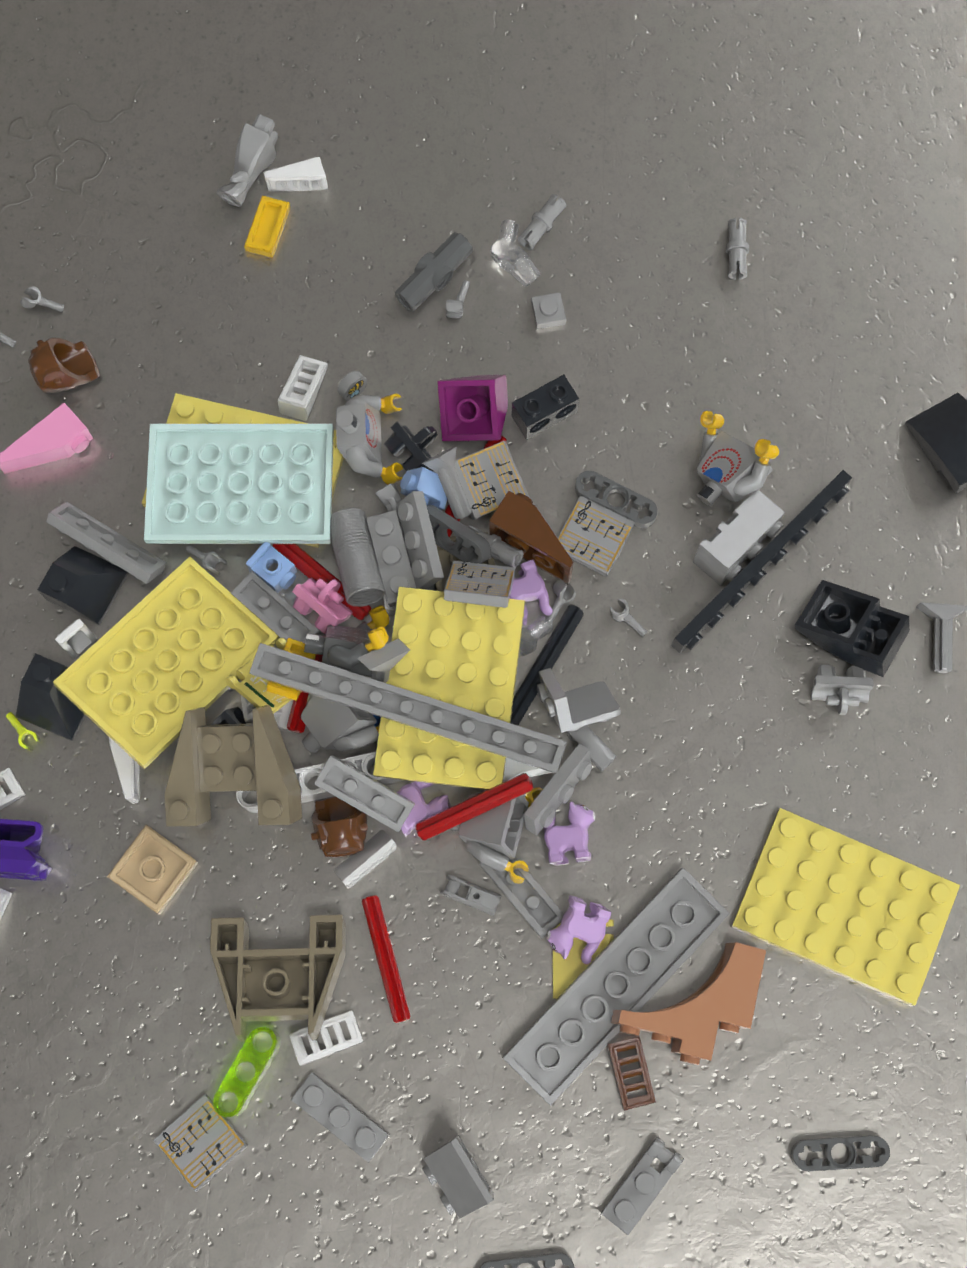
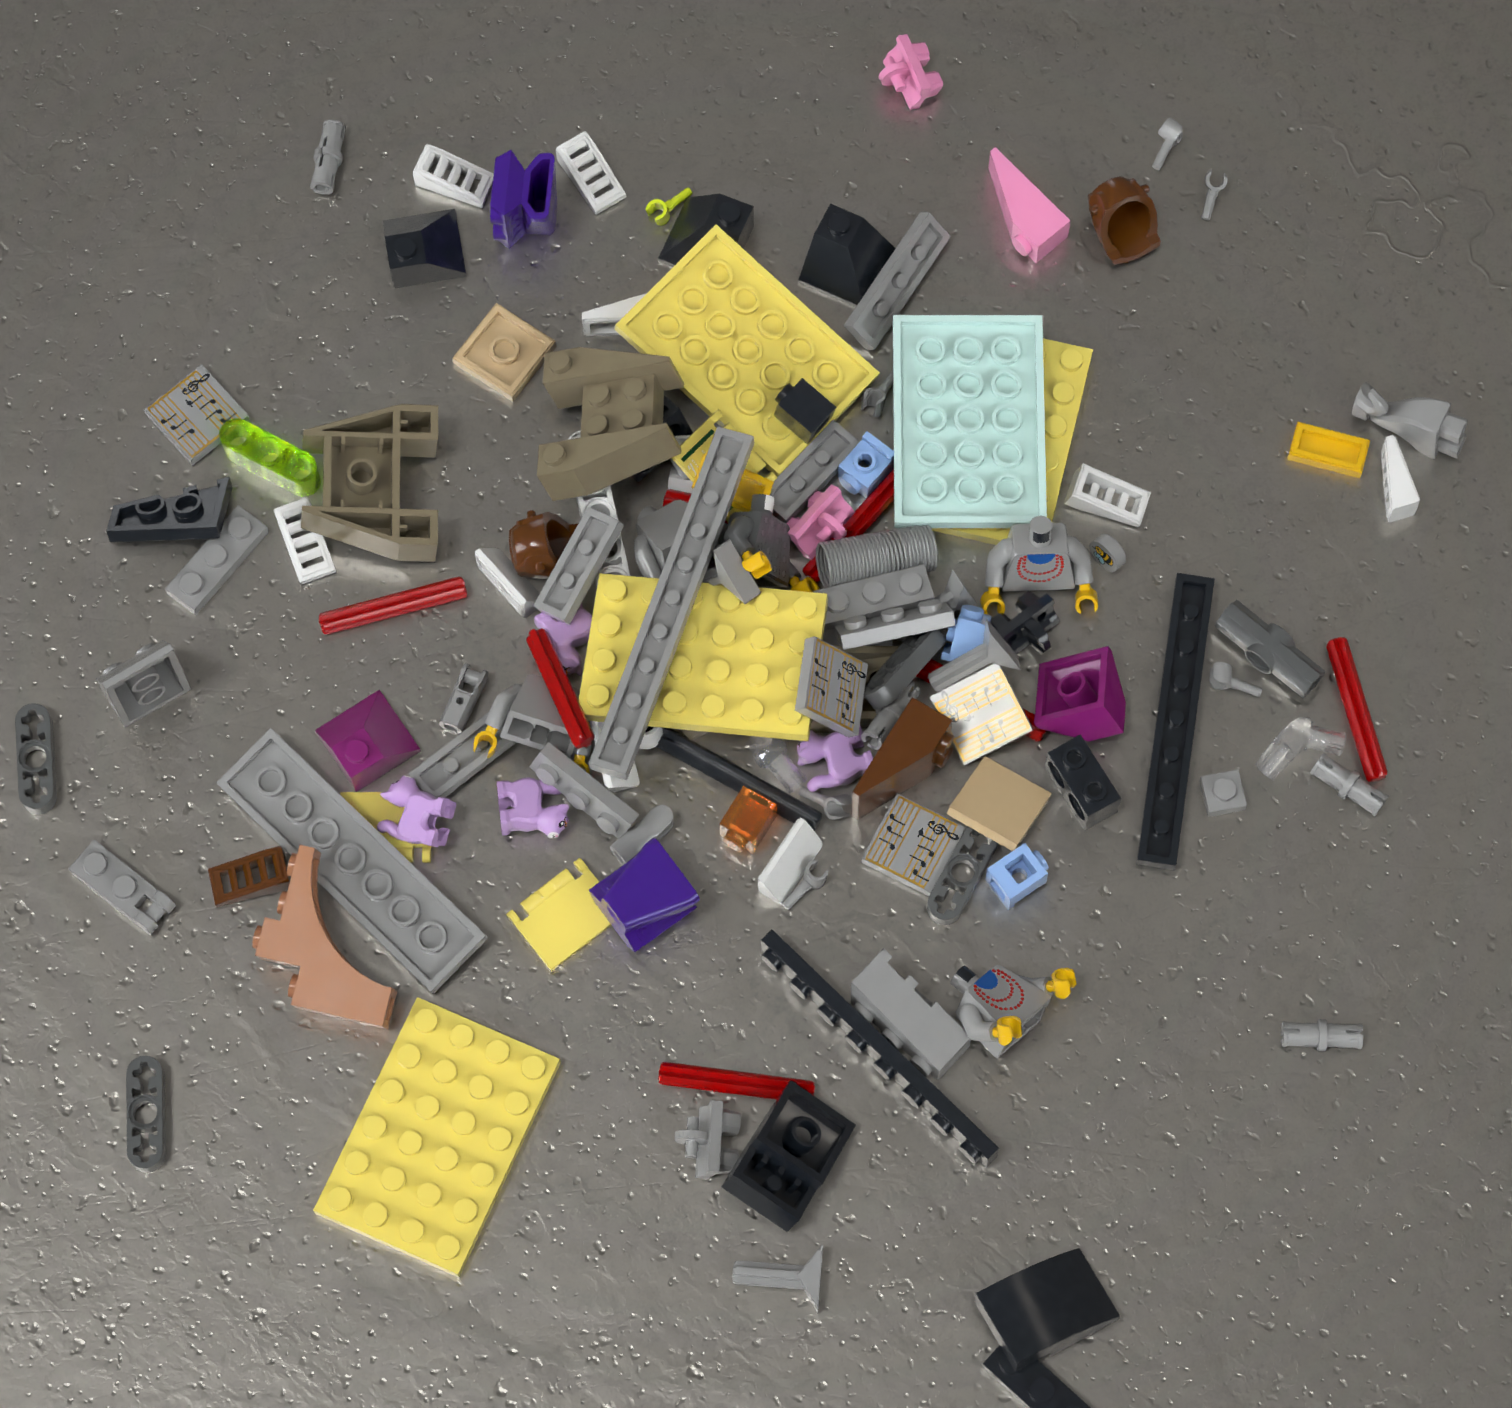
camera: 90 degrees right, 5 degrees down
(48, 943) = (424, 248): none -> black slope
(76, 638) = (775, 251): white slope -> none
(226, 611) = (803, 410): none -> black brick
(301, 1151) = (180, 517): none -> black wing
(481, 215) = (1356, 709): none -> red axle
(491, 340) = (1175, 722): none -> black plate
(507, 976) = (367, 740): none -> magenta slope
(562, 469) = (999, 803): none -> tan tile
(578, 661) = (747, 821): none -> clear orange brick
(578, 706) = (686, 812): light grey bracket -> none
(610, 630) = (789, 862): none -> white slope
(623, 446) = (1018, 861): none -> light blue brick
(645, 739) = (645, 896): none -> dark purple piece
(656, 806) = (561, 916): none -> light yellow piece
(791, 674) = (727, 1080): none -> red axle

